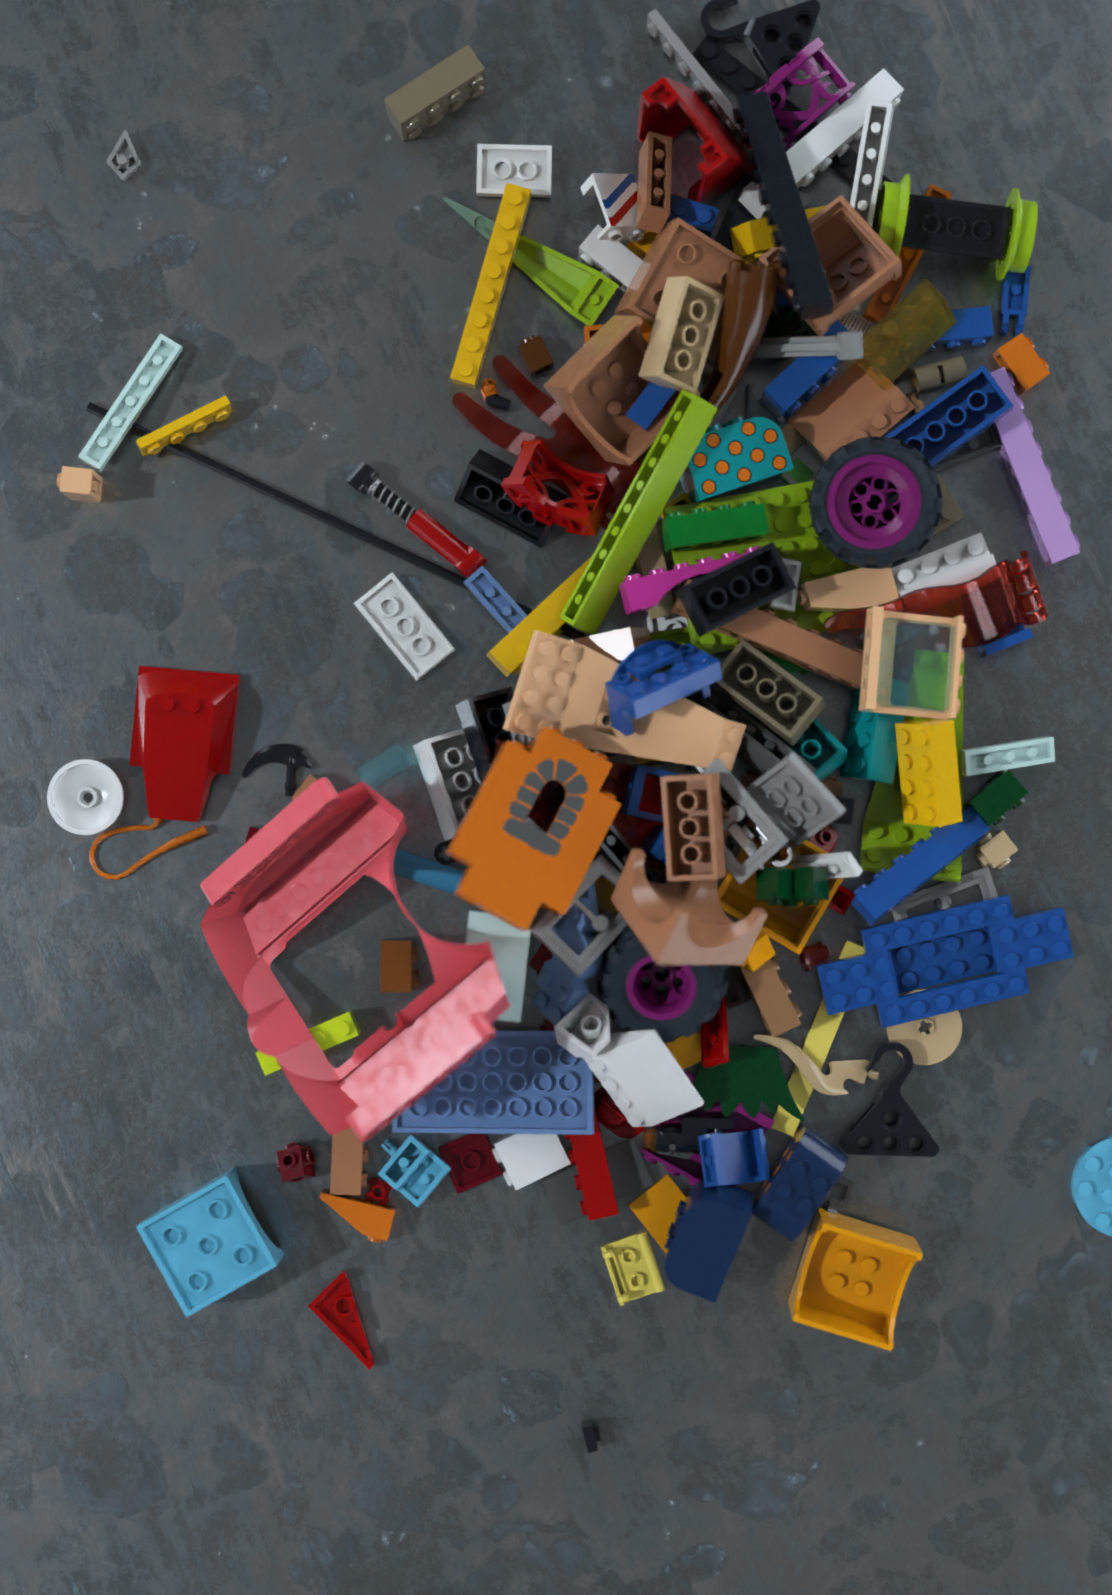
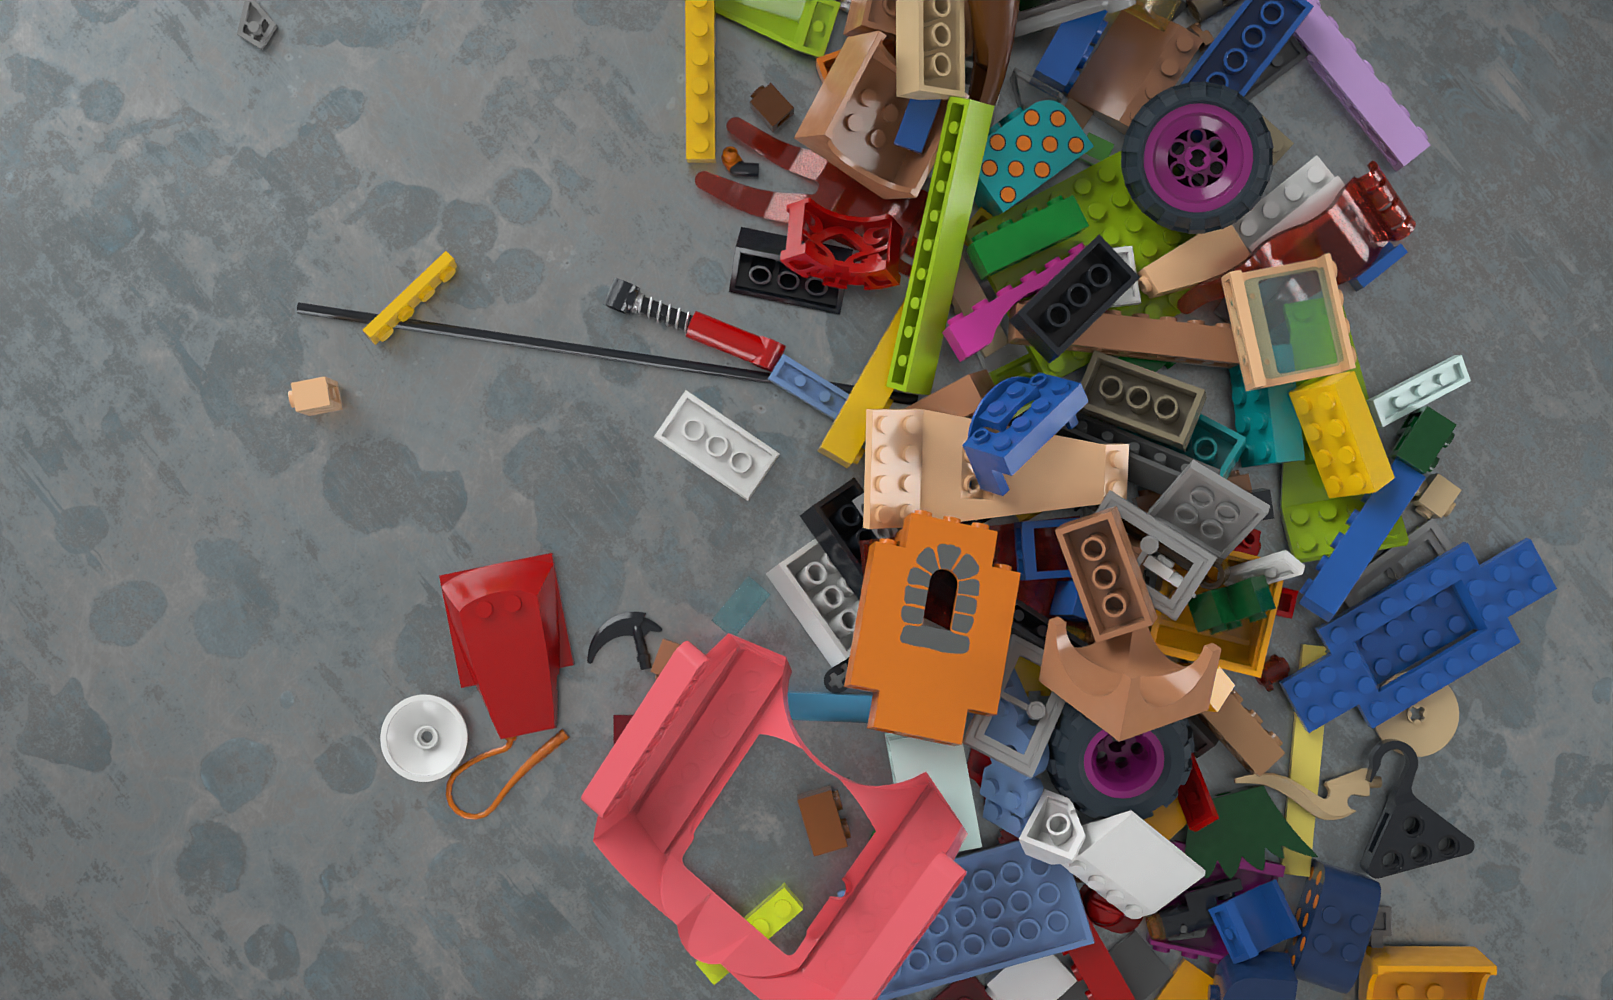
camera: 15 degrees left, 0 degrees up
(130, 402) = (343, 290): light aqua plate -> none

